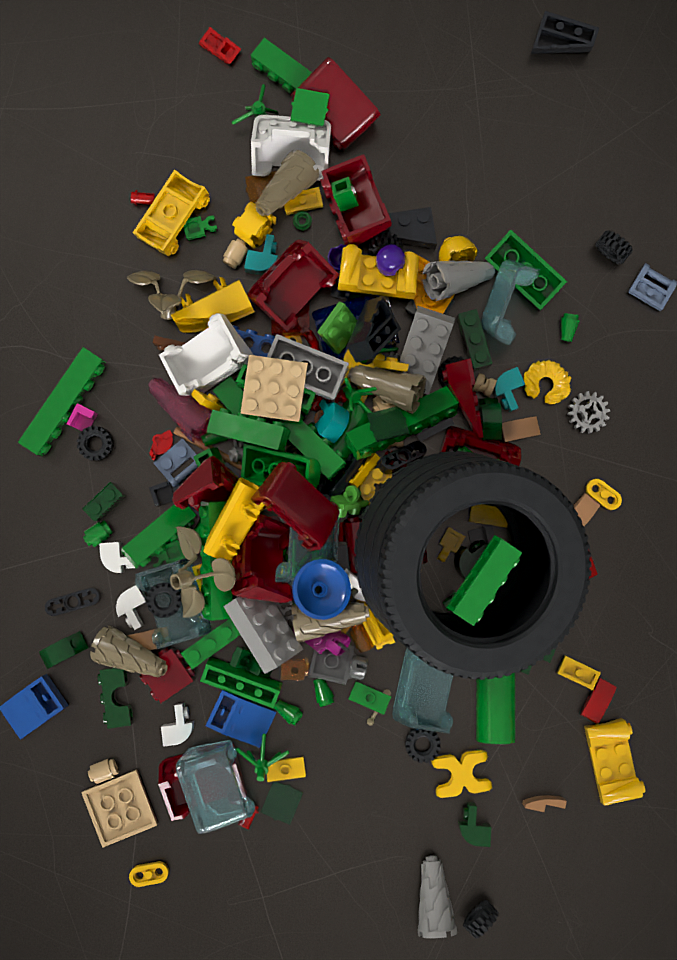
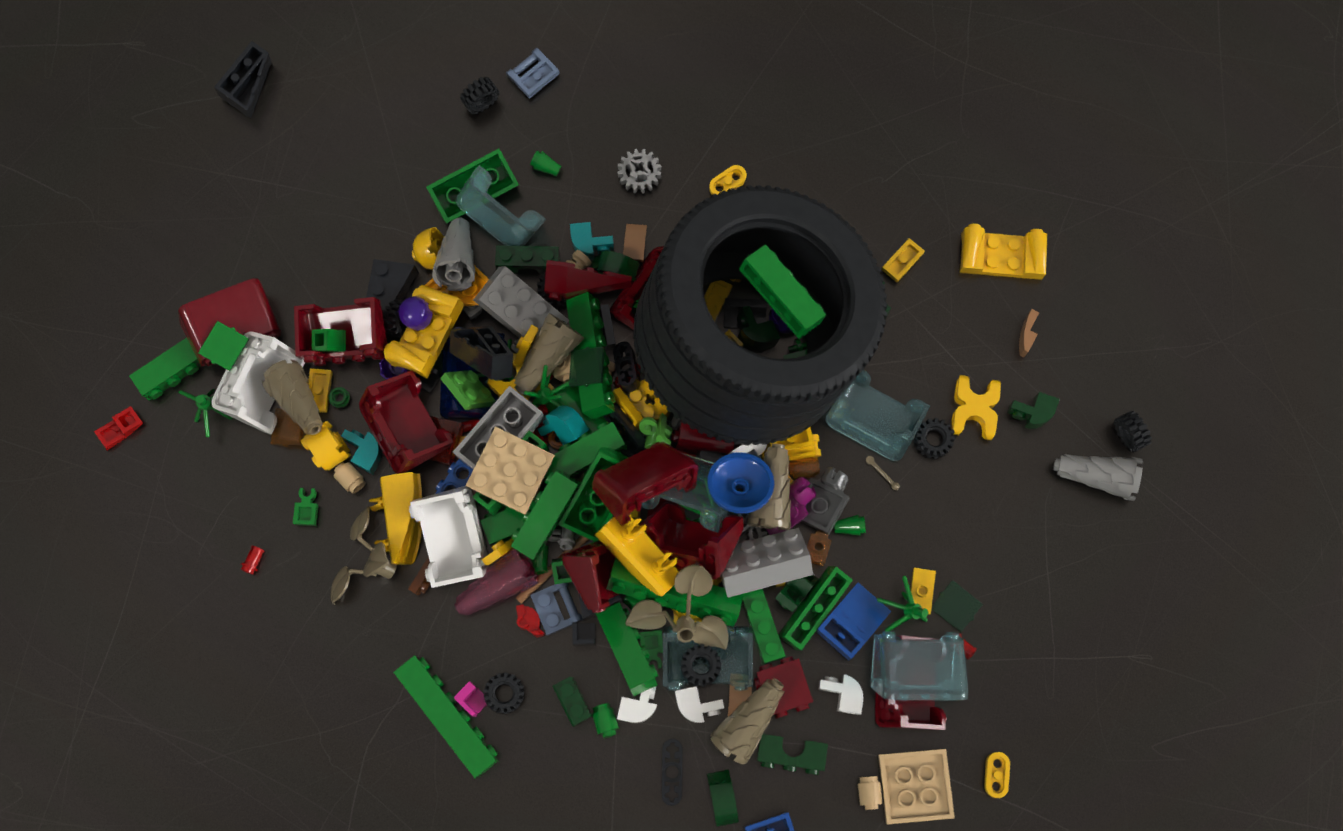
camera: 70 degrees left, 10 degrees down
(170, 213) = (281, 533): yellow piece -> none
(289, 712) = (861, 568): green cone -> none
(370, 697) = (870, 478): green plate -> none
(495, 710) = (915, 353): green brick -> none
(556, 373) = (594, 187): yellow piece -> none
(598, 701) = (938, 249): red slope -> none

